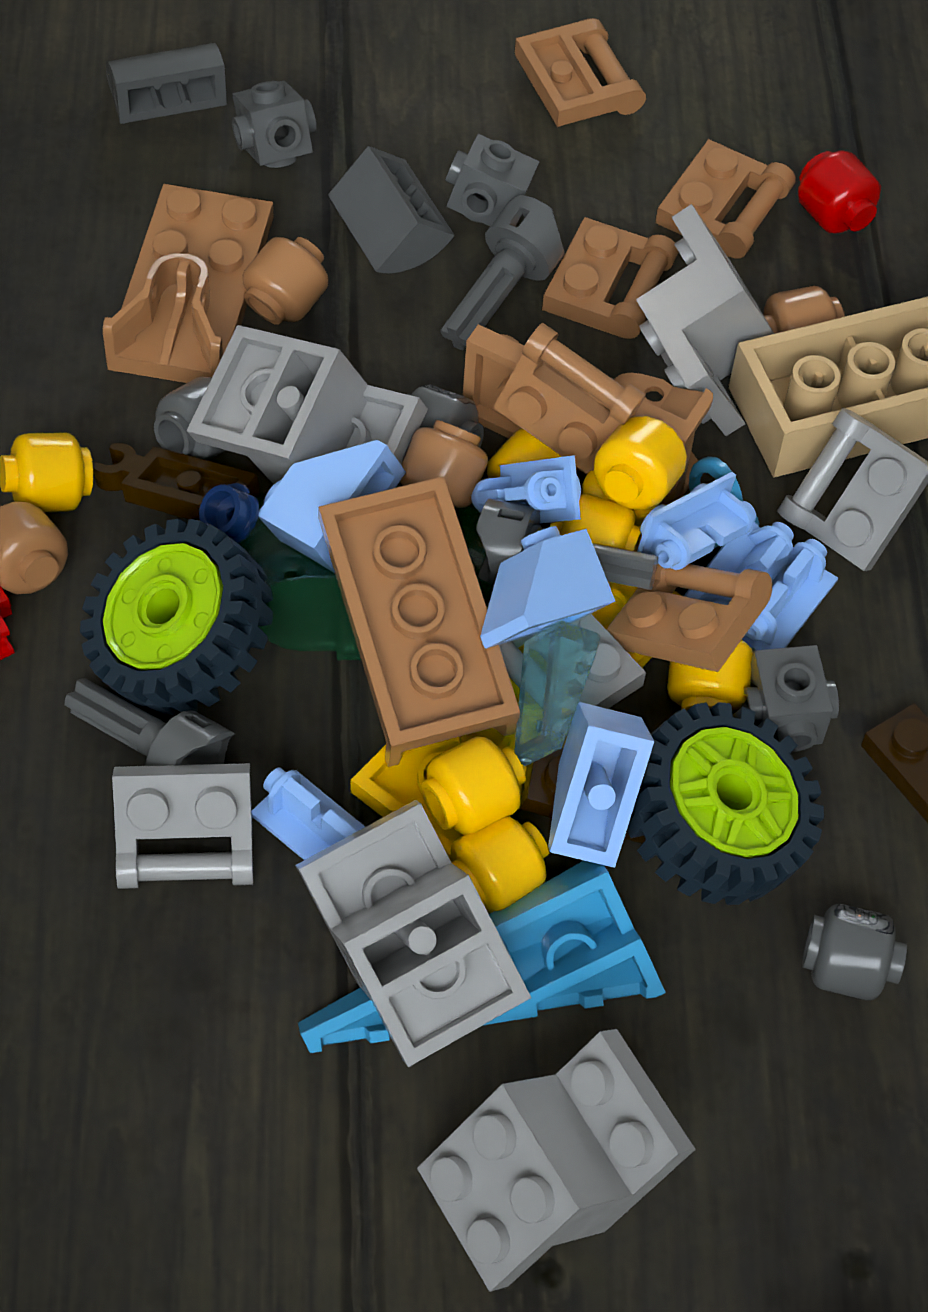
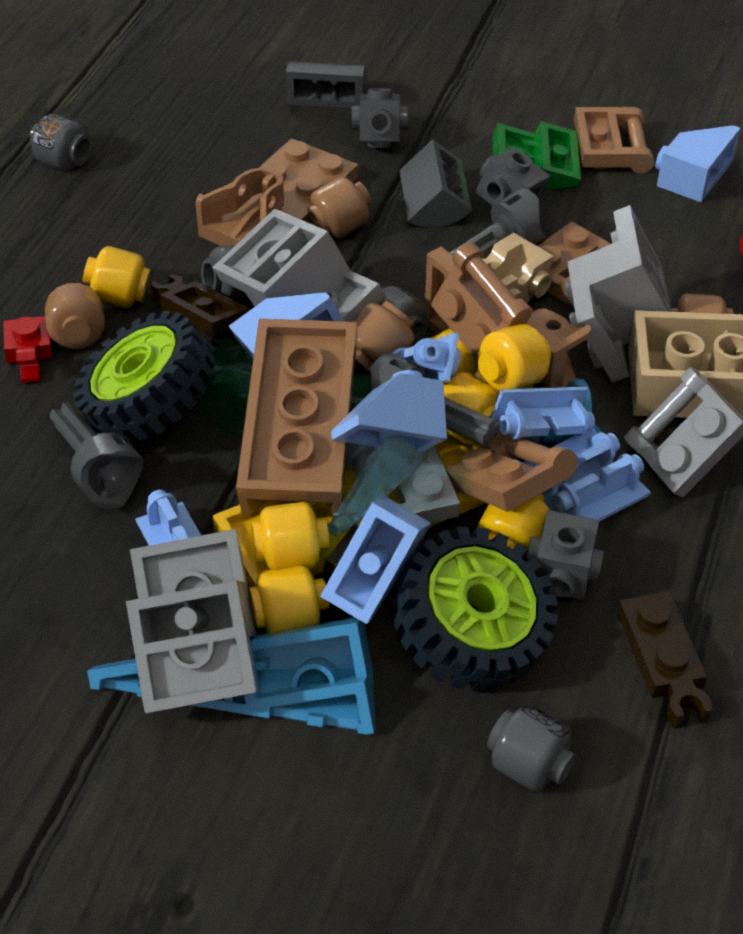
camera: 25 degrees right, 10 degrees down
(182, 804) = (81, 492): light grey plate -> none
(230, 510) = (212, 320): dark blue plate -> none
(499, 108) = (549, 148): none -> green slope
(554, 1159) = (215, 812): light grey bracket -> none
(557, 301) = (521, 266): none -> tan cylinder
(698, 84) = (696, 160): none -> light blue slope
(714, 185) = (683, 224): medium nougat plate -> none

